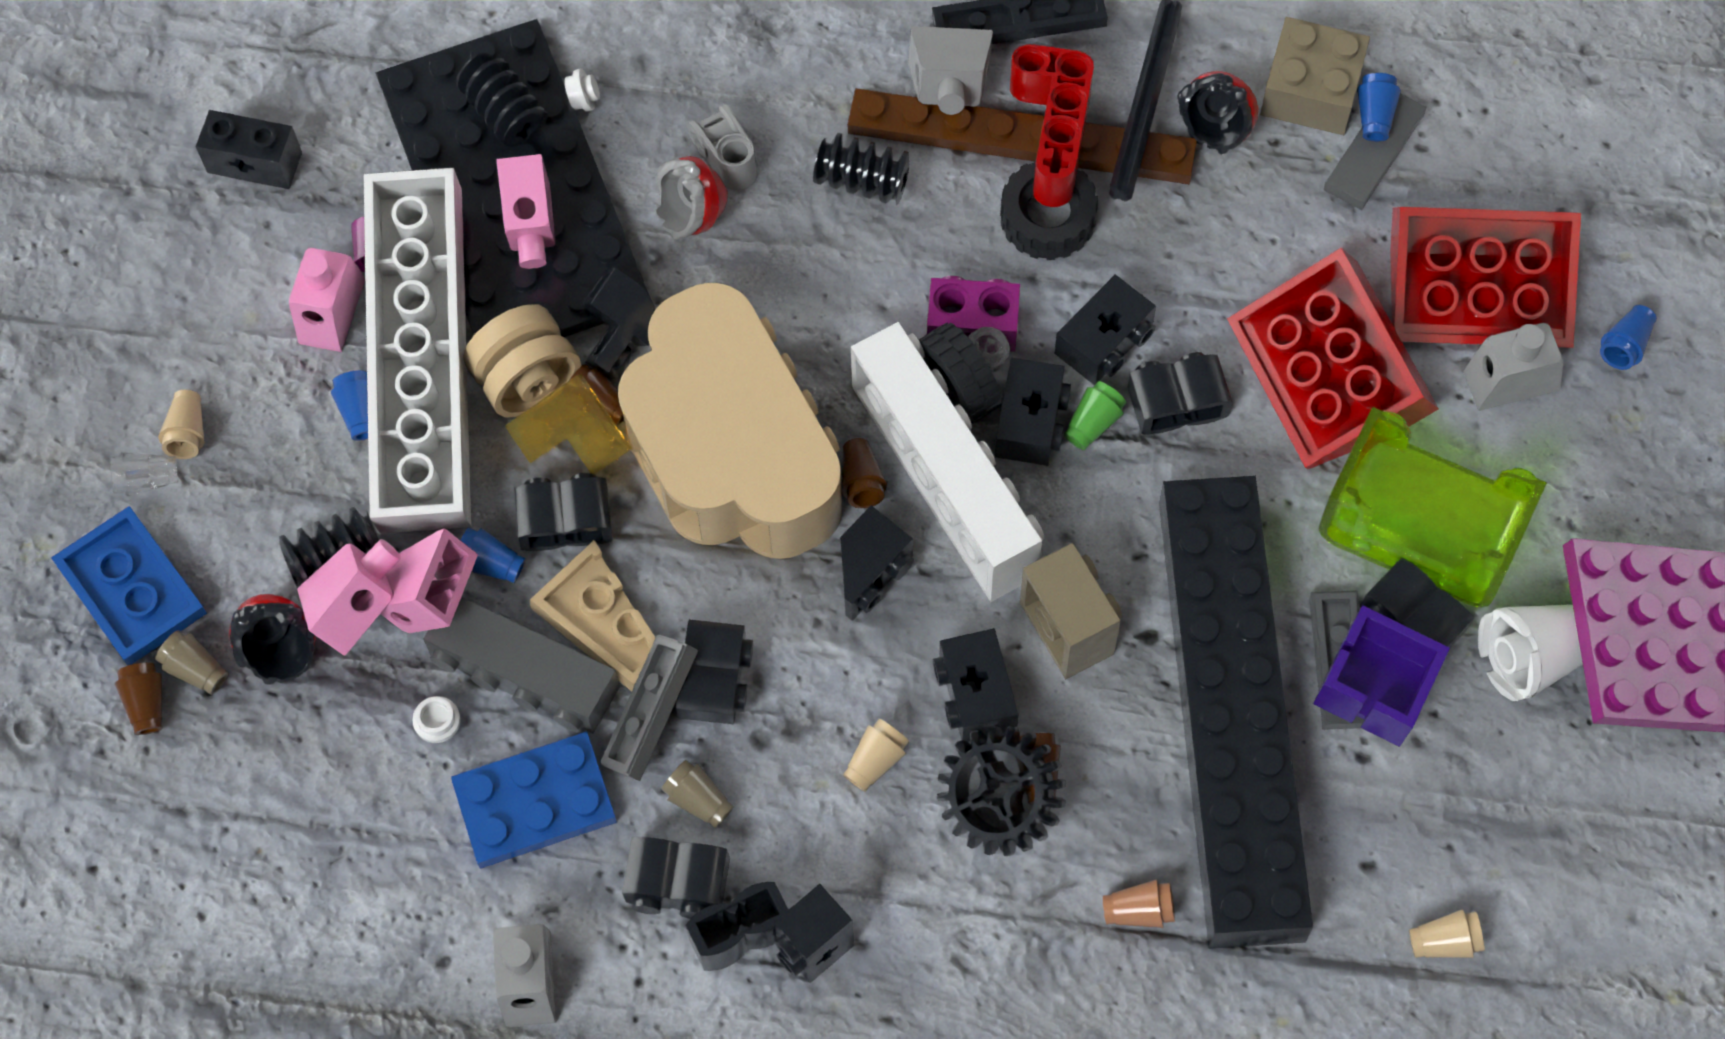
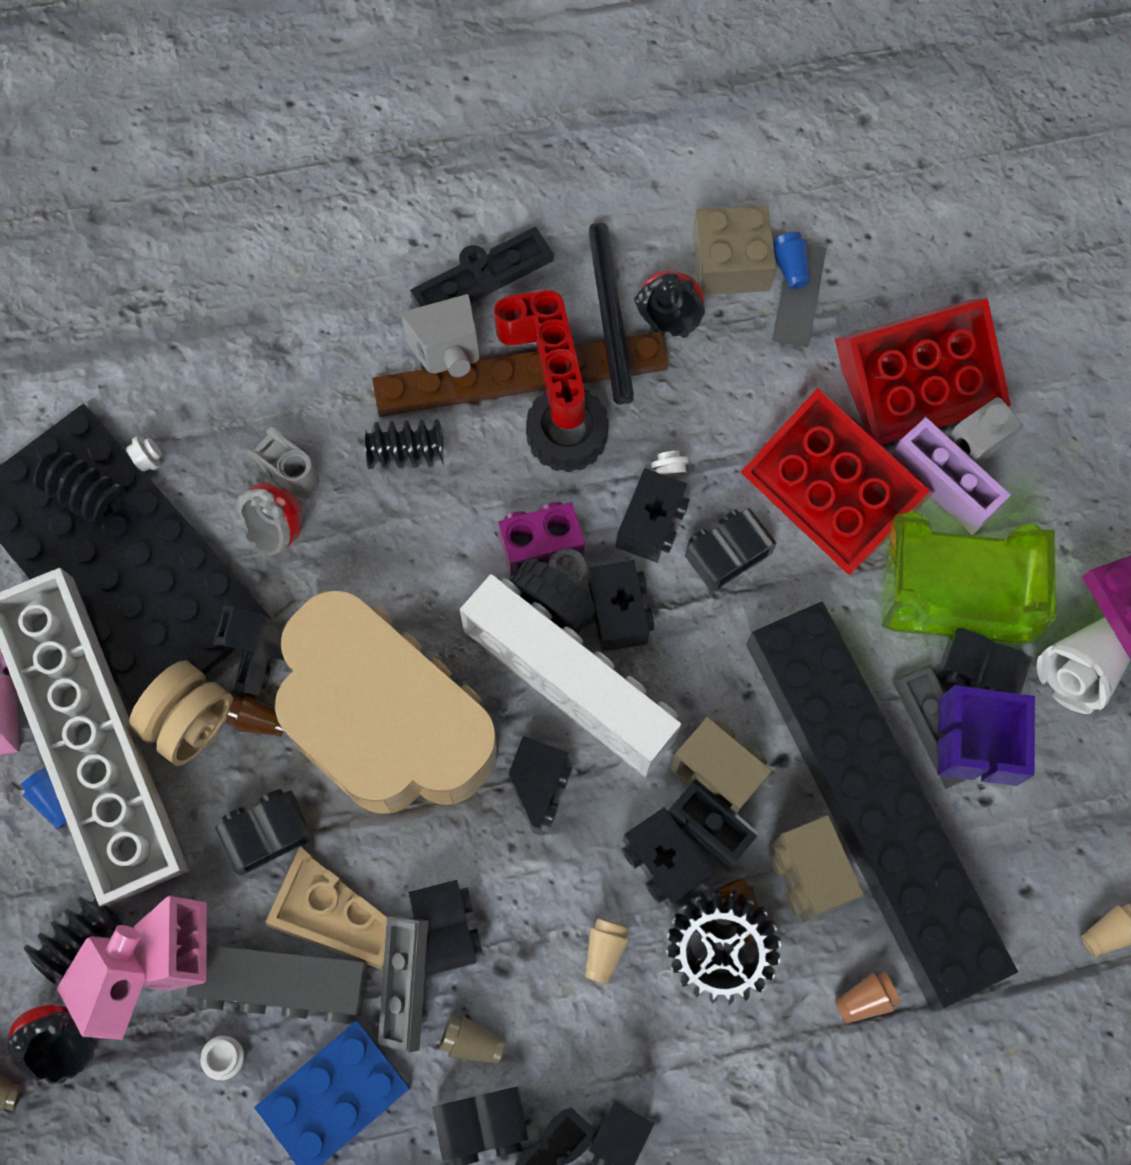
camera: 25 degrees left, 5 degrees up
(493, 556) = (218, 892): blue cone -> none
(526, 208) = (129, 567): bright pink torso -> none
(574, 415) = (239, 744): clear yellow plate -> none
(861, 477) = (503, 708): reddish brown cone -> none
(1040, 666) = (712, 824): none -> black brick
(1094, 415) = (669, 590): bright green cone -> none
(1133, 746) = (814, 869): none -> dark tan brick
(1149, 282) = (670, 464): none -> white plate
(1465, 398) = (956, 479): none -> lavender brick
(1628, 338) = (1050, 385): blue cone -> none

